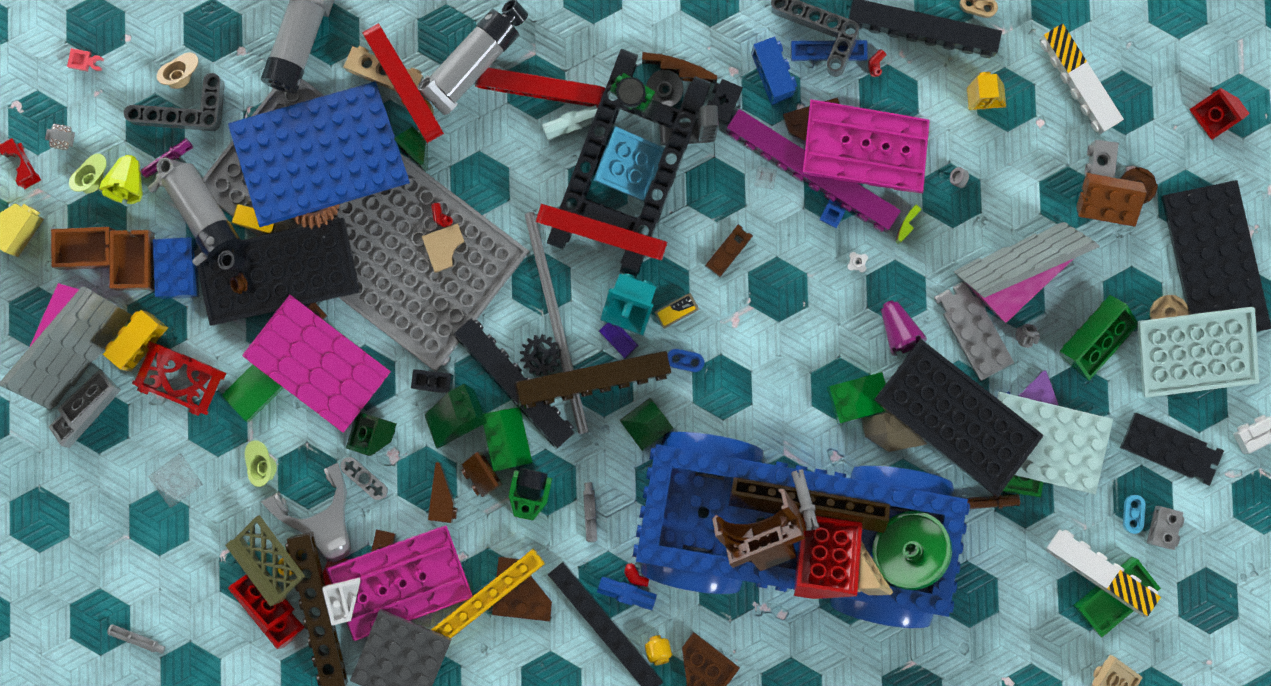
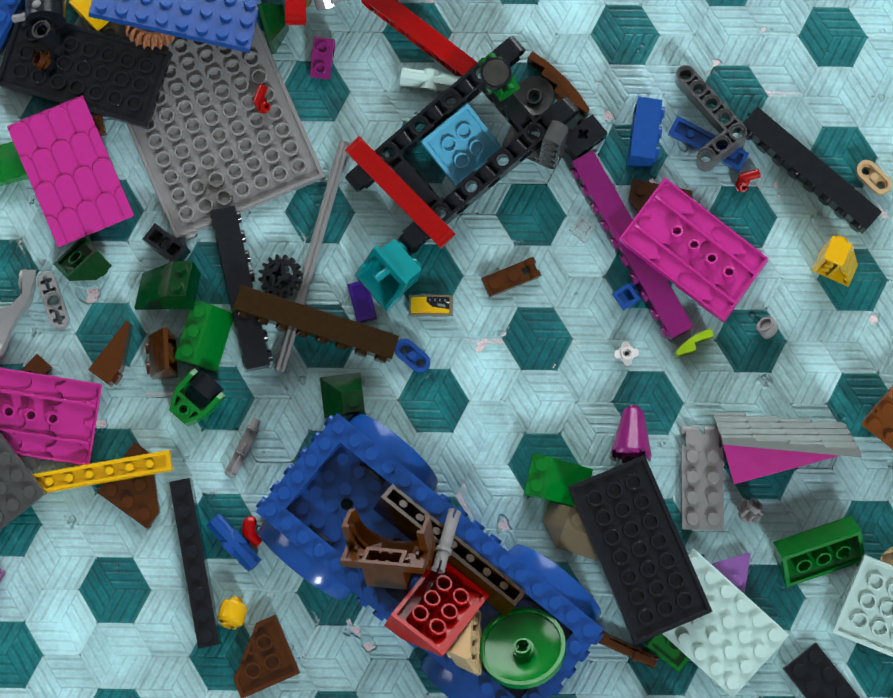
camera: 30 degrees right, 5 degrees down
(441, 246) = (247, 127): tan tile -> none
(470, 152) = (322, 57): none -> magenta plate

